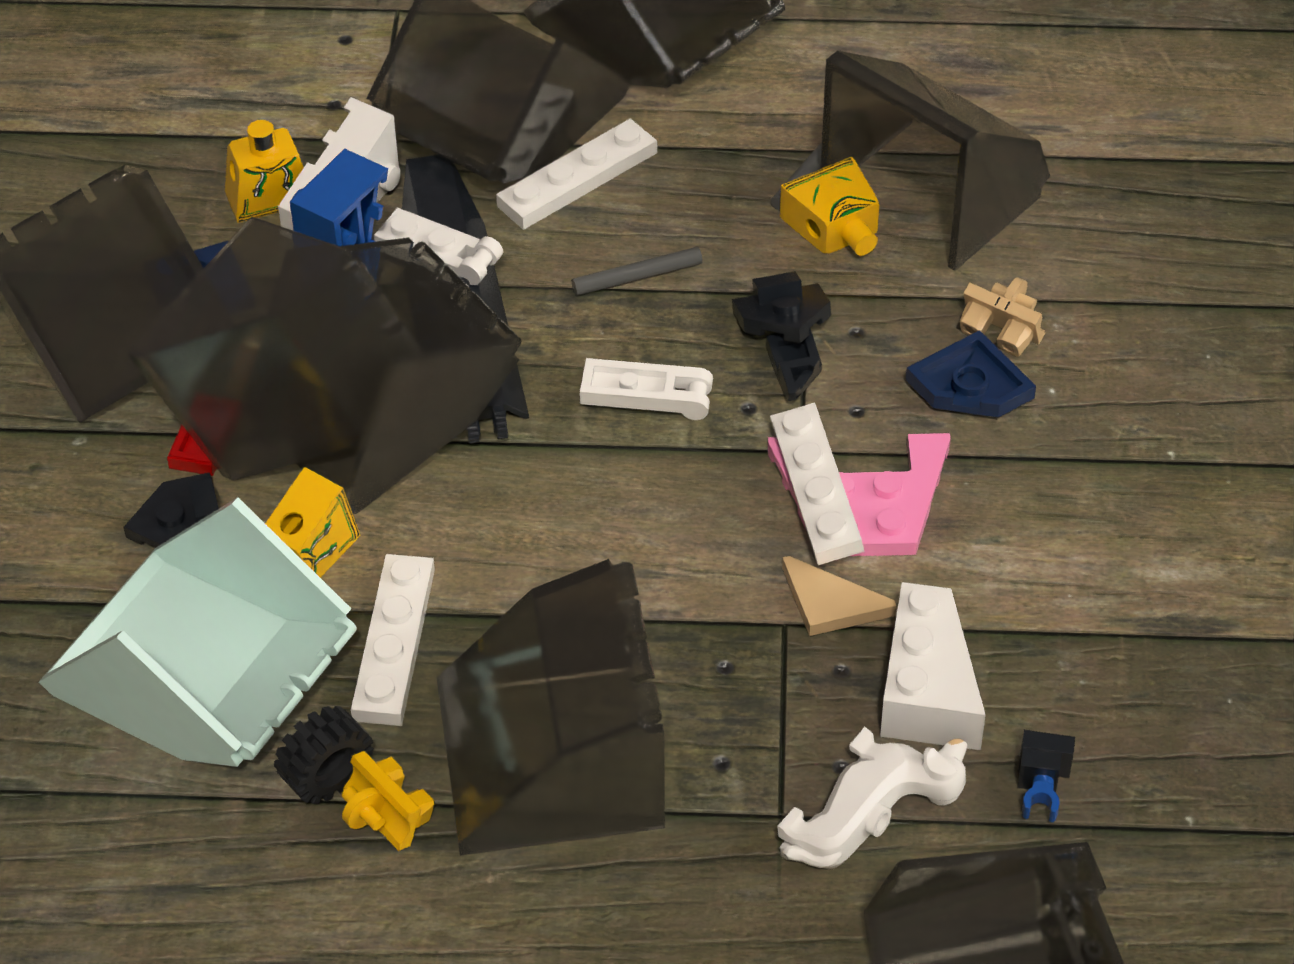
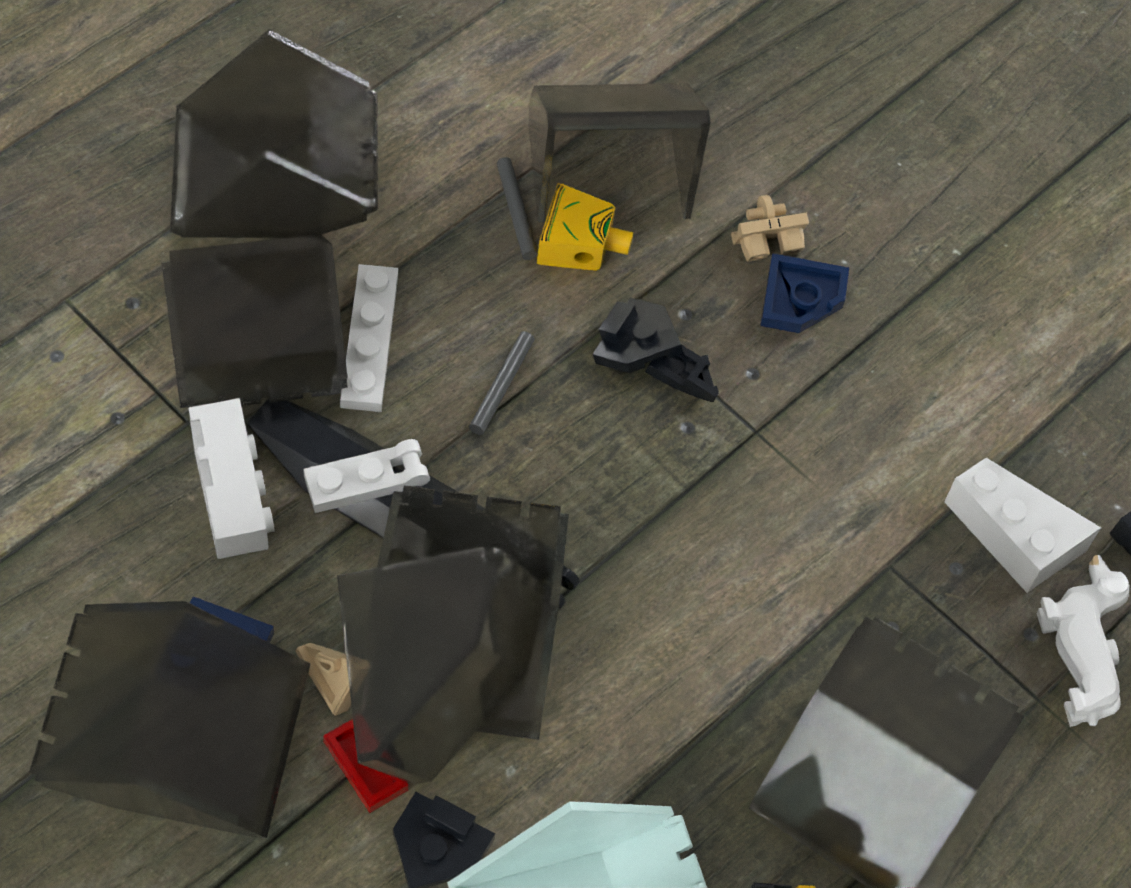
camera: 55 degrees left, 10 degrees up
(260, 170) = (167, 513): yellow torso -> none
(315, 521) = (552, 759): yellow torso -> none
(340, 201) = (308, 522): blue wedge -> none
(393, 640) = (673, 784): white plate -> none
(646, 387) = (617, 468): white plate -> none
(817, 484) = (814, 449): white plate -> none
(831, 601) = (899, 525): tan tile -> none
(888, 504) = (844, 444): bright pink wing -> none

